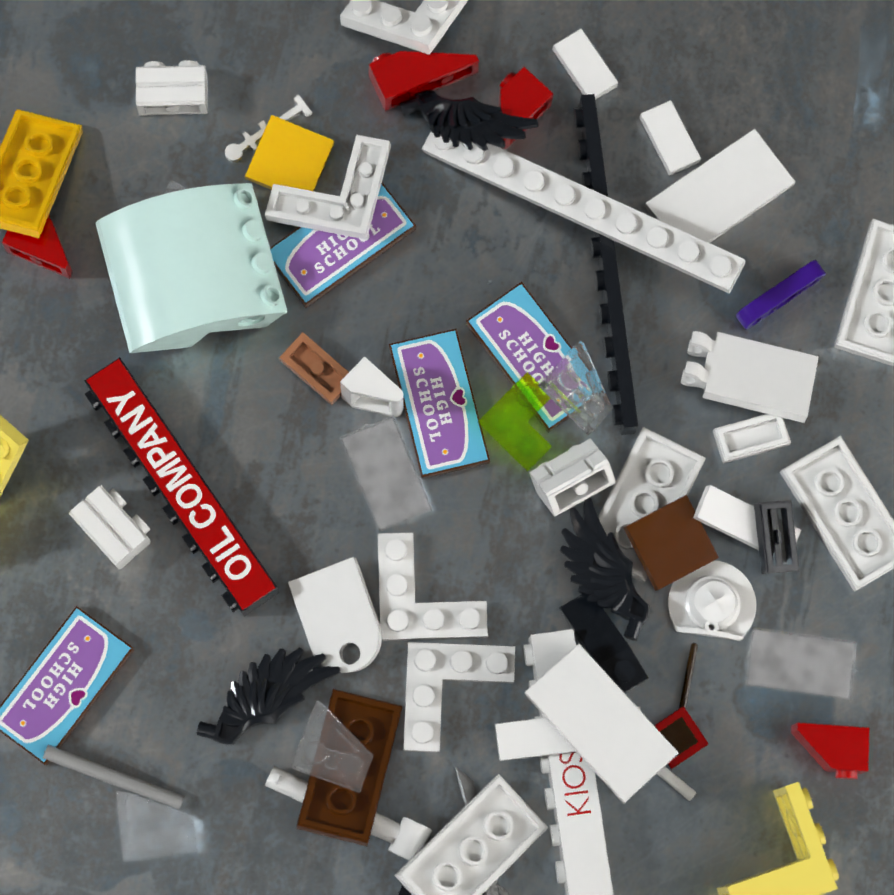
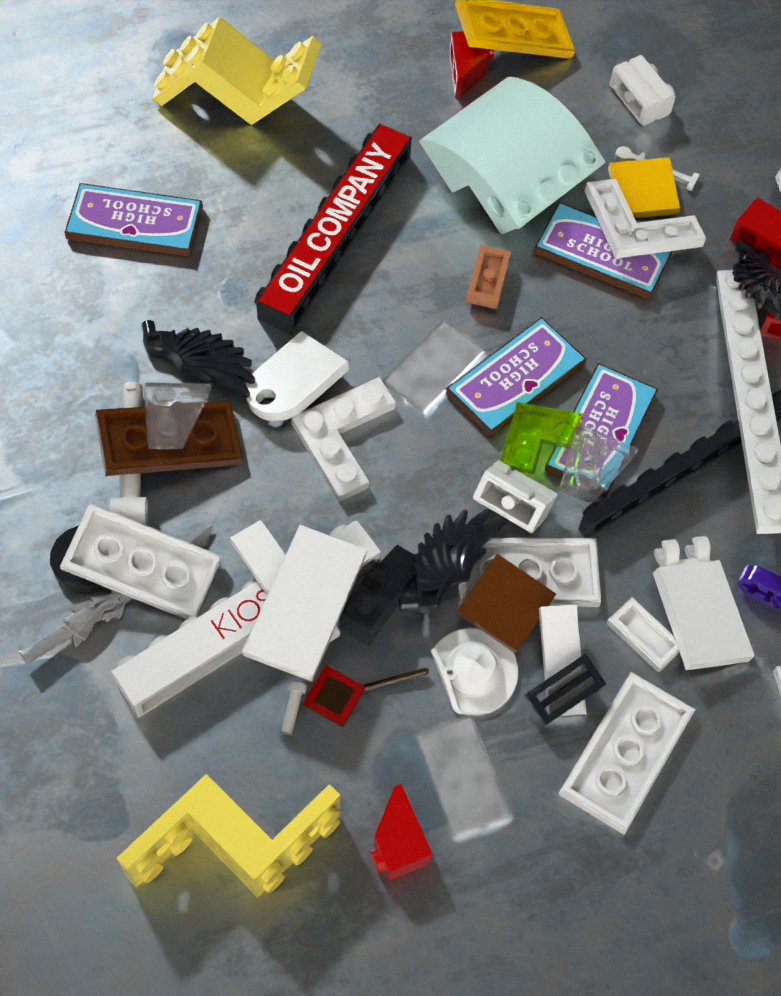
camera: 65 degrees right, 15 degrees down
(111, 526) = (276, 194): white brick -> none
(113, 777) = (77, 282): light grey bar -> none
(153, 829) = (48, 328): clear wing -> none
(371, 390) = (492, 309): white tile -> none
(437, 662) = (279, 466): white plate -> none

